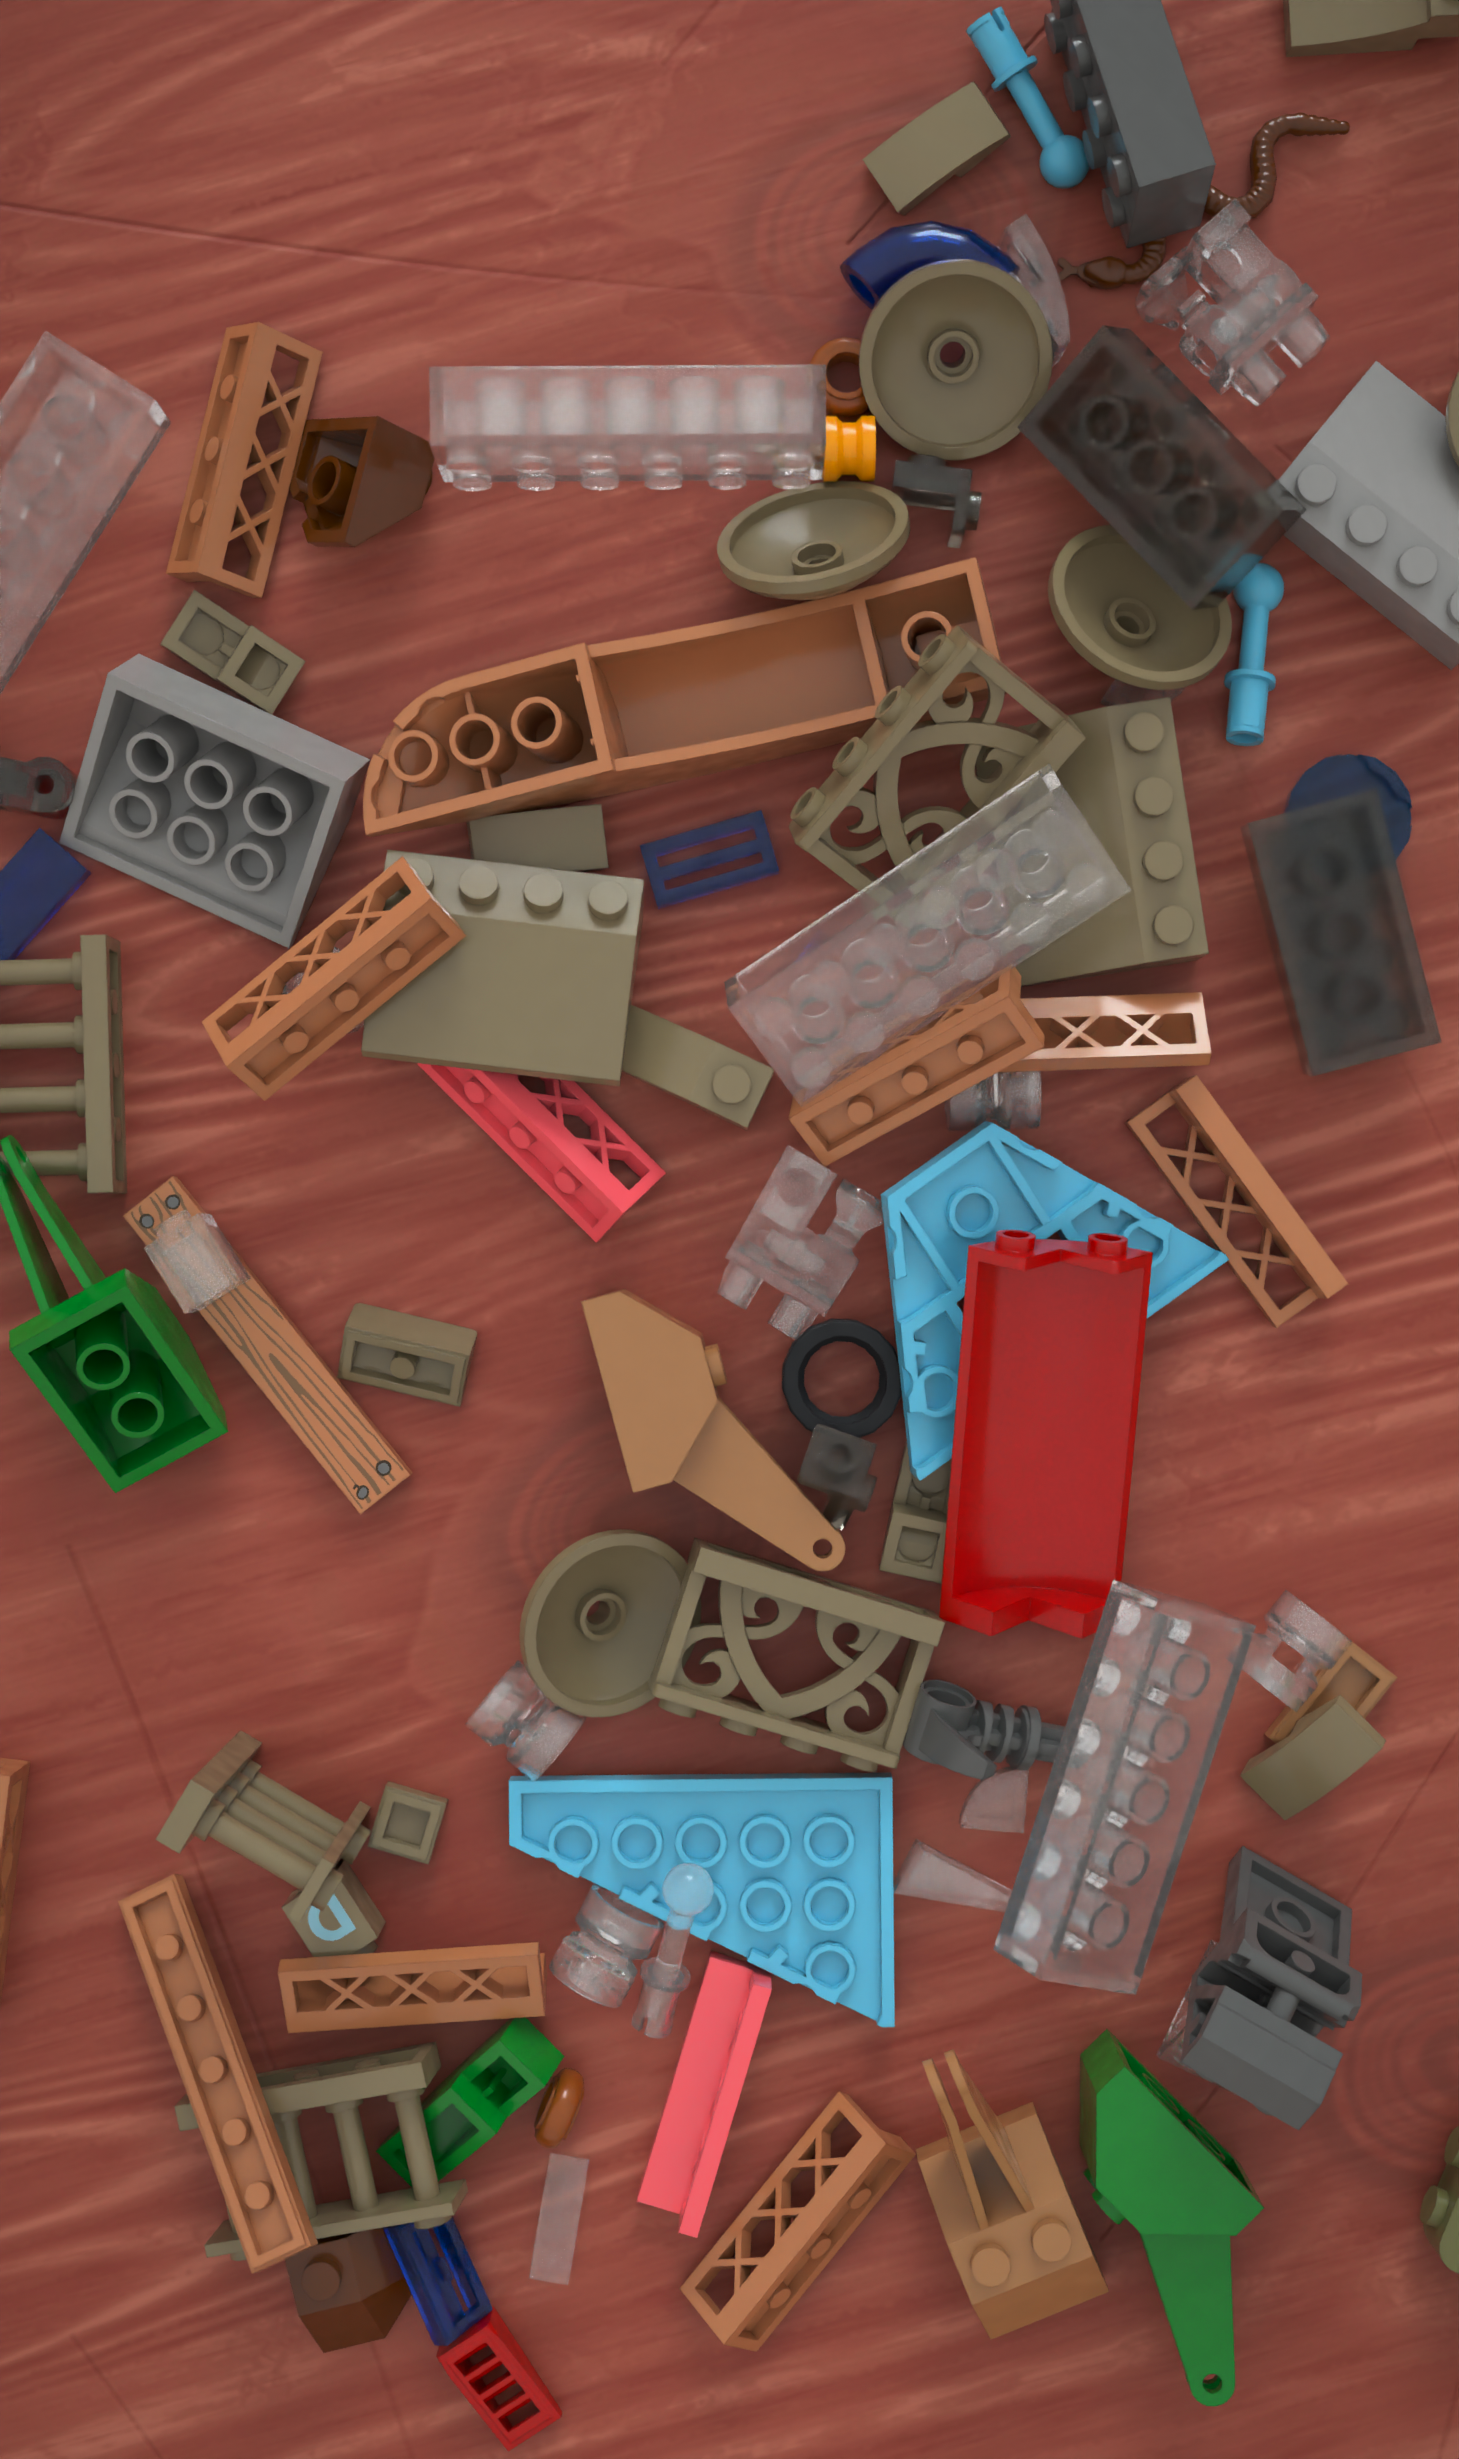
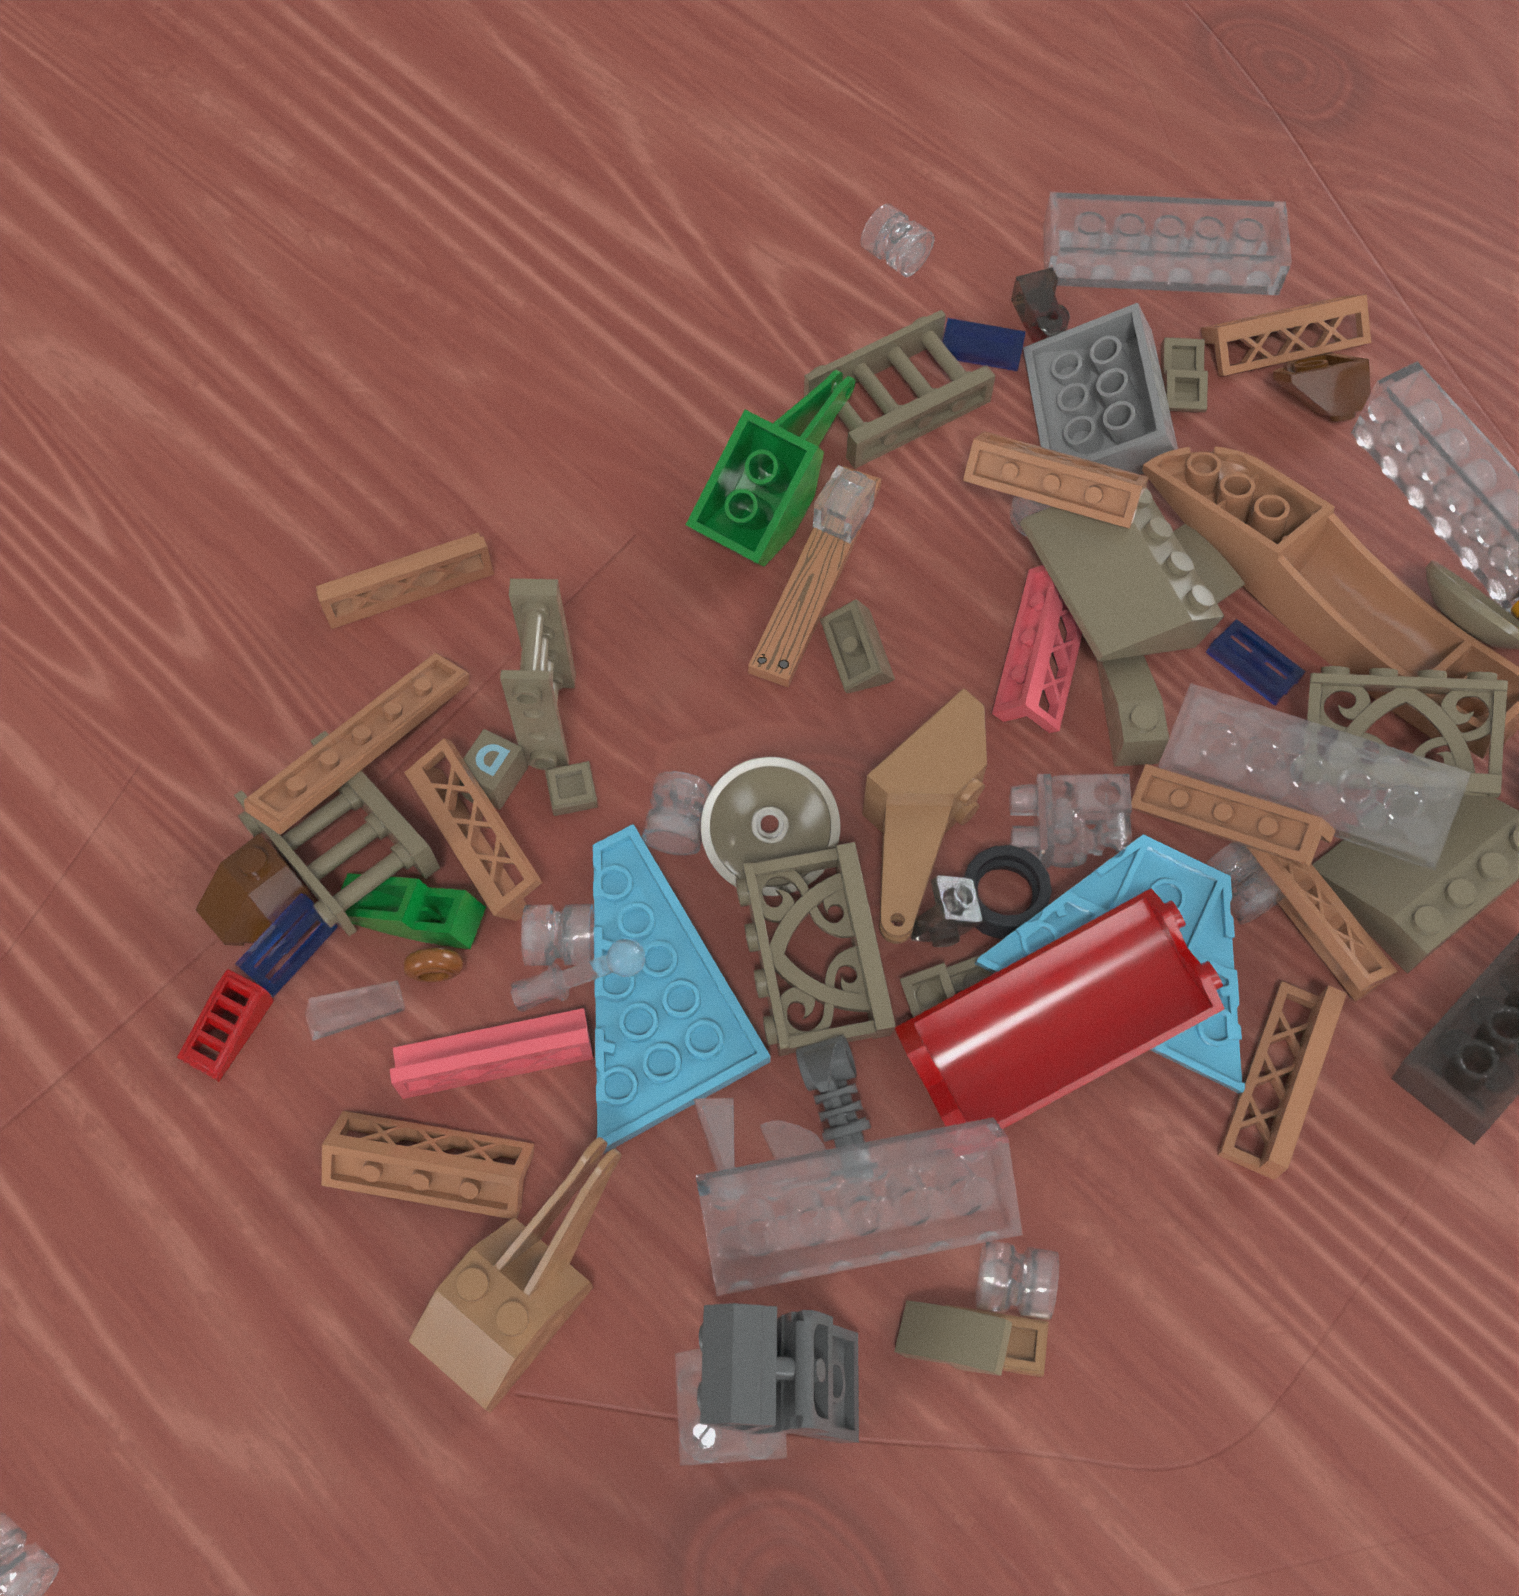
camera: 60 degrees right, 25 degrees down
(1181, 2196) = (586, 1414): green slope -> none

